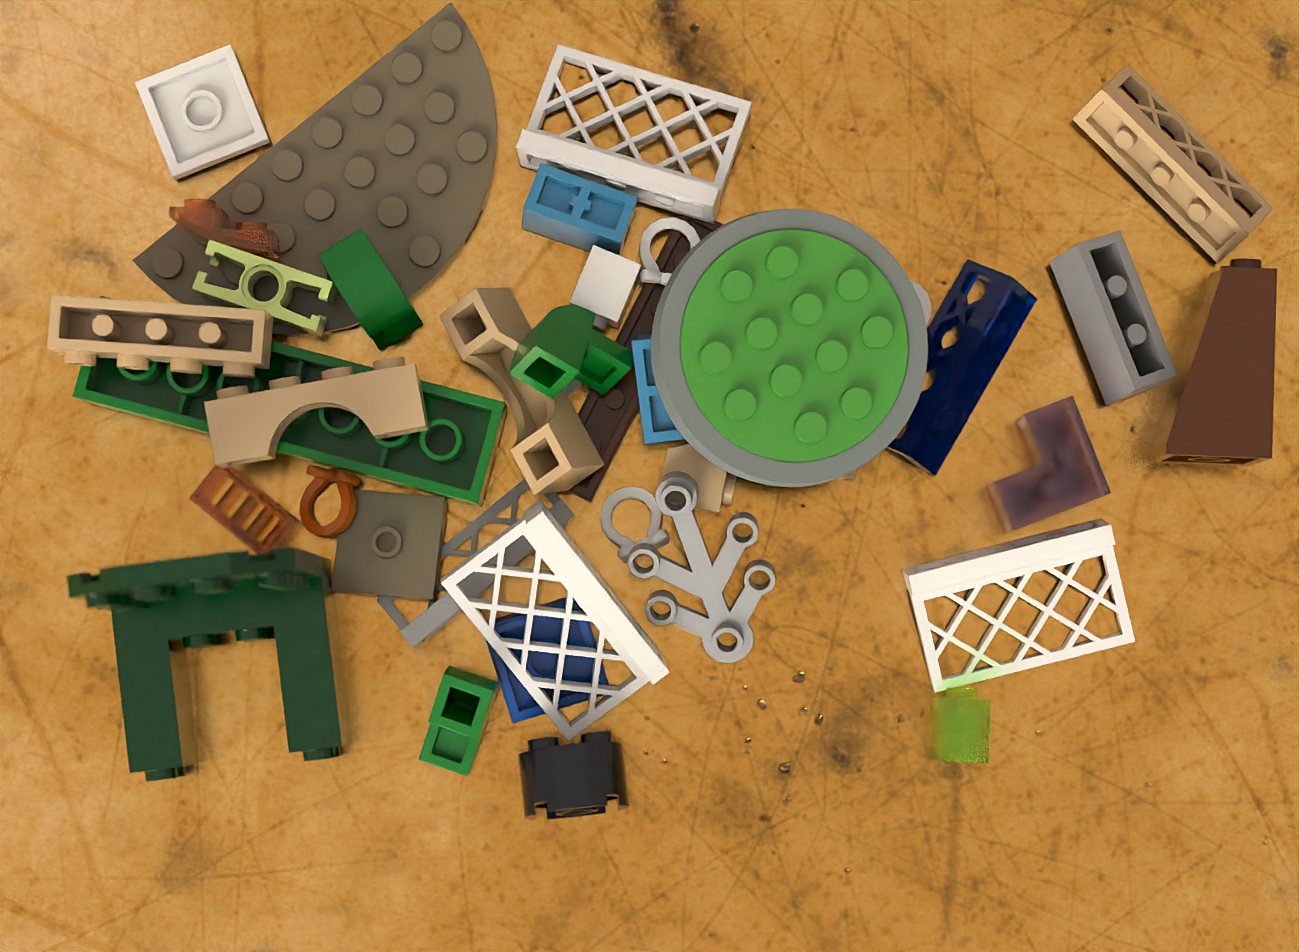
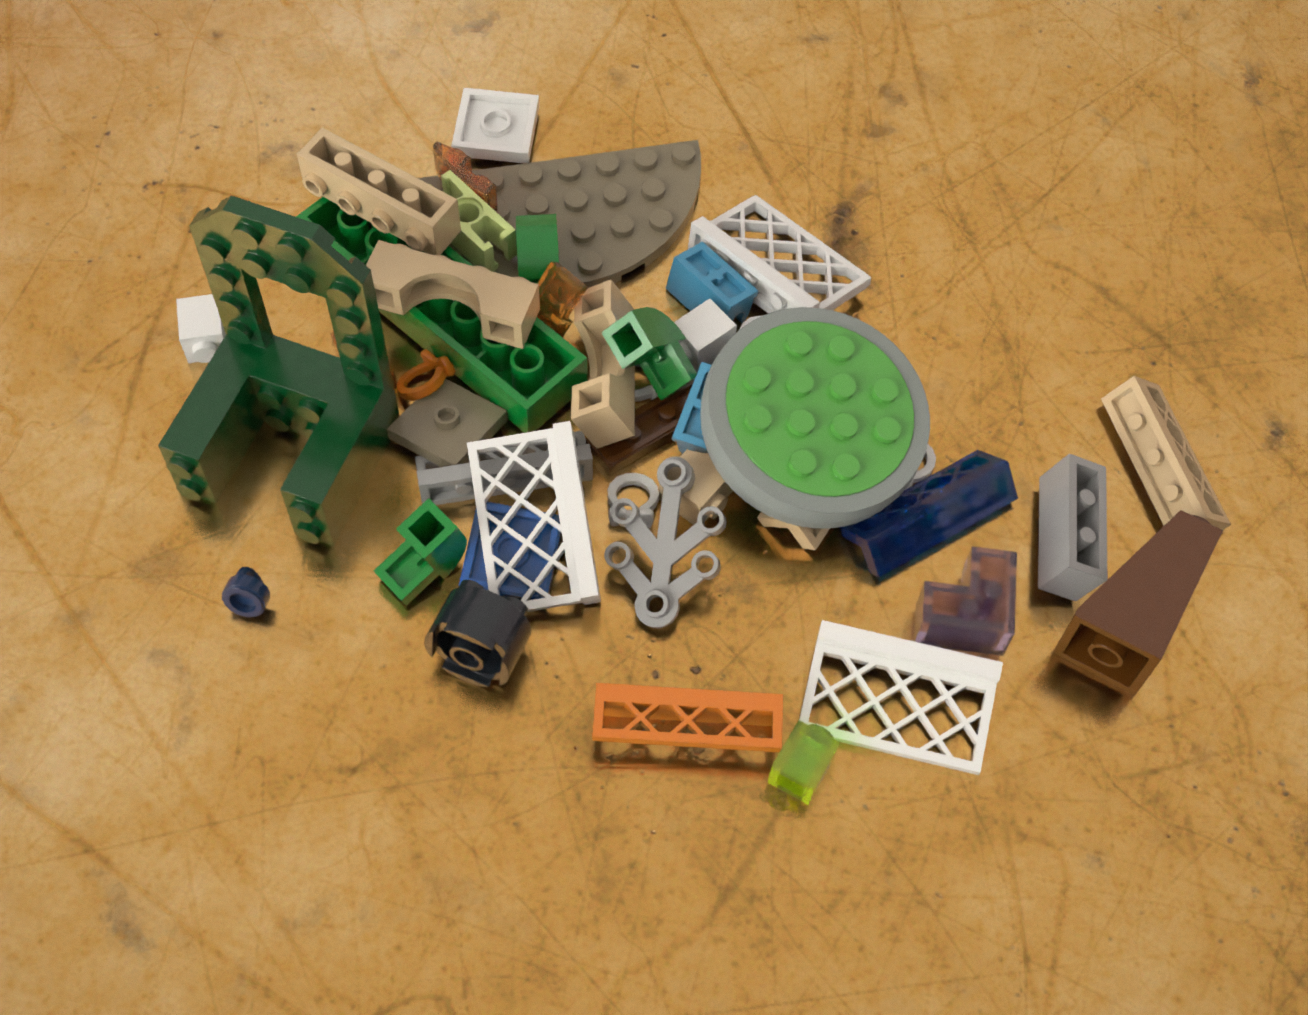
camera: 25 degrees right, 25 degrees down
(43, 573) = (199, 327): none -> white brick
(307, 856) = (246, 593): none -> dark blue tile
(426, 340) = (558, 297): none -> clear orange slope
(818, 730) = (689, 707): none -> orange fence

